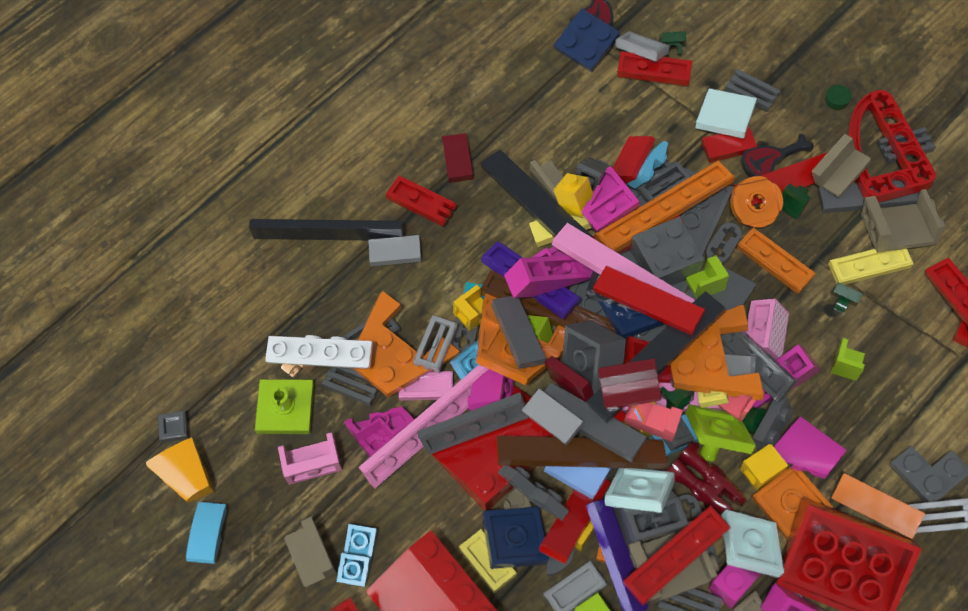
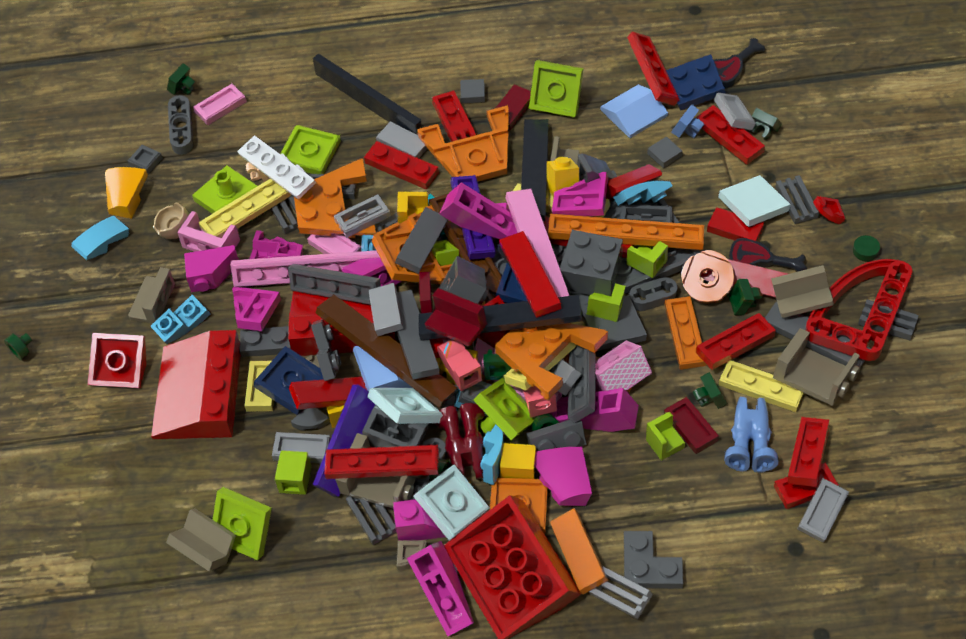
camera: 40 degrees right, 10 degrees down
(138, 328) = (181, 81): none -> dark green tile
(176, 381) = (186, 131): none -> dark grey beam
(193, 326) = (219, 104): none -> bright pink tile
(262, 469) = (170, 220): none -> tan hair
(319, 312) = (311, 149): none -> lime tile
(319, 412) = (244, 208): none -> light yellow tile
(338, 488) = (209, 267): none -> dark pink slope
(410, 164) = (472, 91): none -> dark grey tile
(413, 272) = (401, 165): none -> red plate
(415, 495) = (254, 307): none -> dark pink wing
(453, 516) = (265, 342): none -> dark grey plate
(473, 222) = (477, 155): none -> orange wing
(487, 117) = (556, 88): none -> lime tile
(544, 49) = (653, 68): none -> red tile
(558, 95) = (634, 110): none -> light blue slope
(614, 79) = (688, 123): none -> medium blue tile
(617, 116) = (664, 152): none -> dark grey tile
(702, 219) = (648, 260): none -> lime panel
(739, 470) = (491, 460): none -> medium azure slope
(785, 82) = (830, 209): none -> red tile
(824, 241) = (735, 341): none -> red plate
(859, 335) = (692, 425): none -> dark red tile
(898, 302) = (754, 426): none -> medium blue piece

